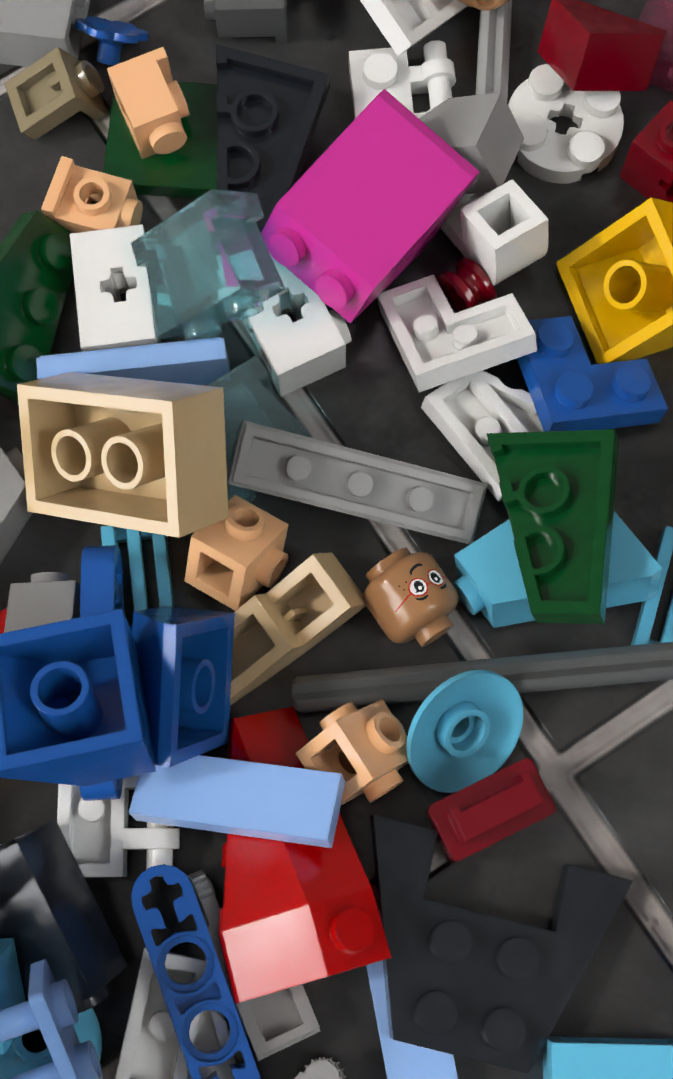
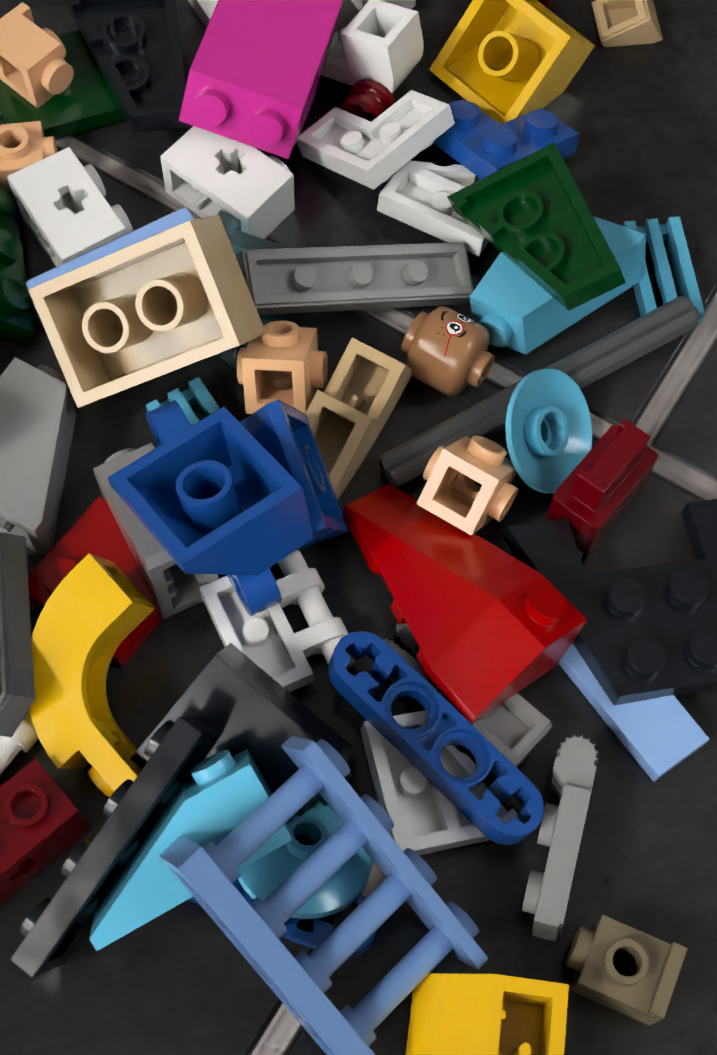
camera: 30 degrees left, 10 degrees down
(208, 265) = (147, 148): clear light blue hips -> none
(242, 799) = (387, 551): light blue tile -> none

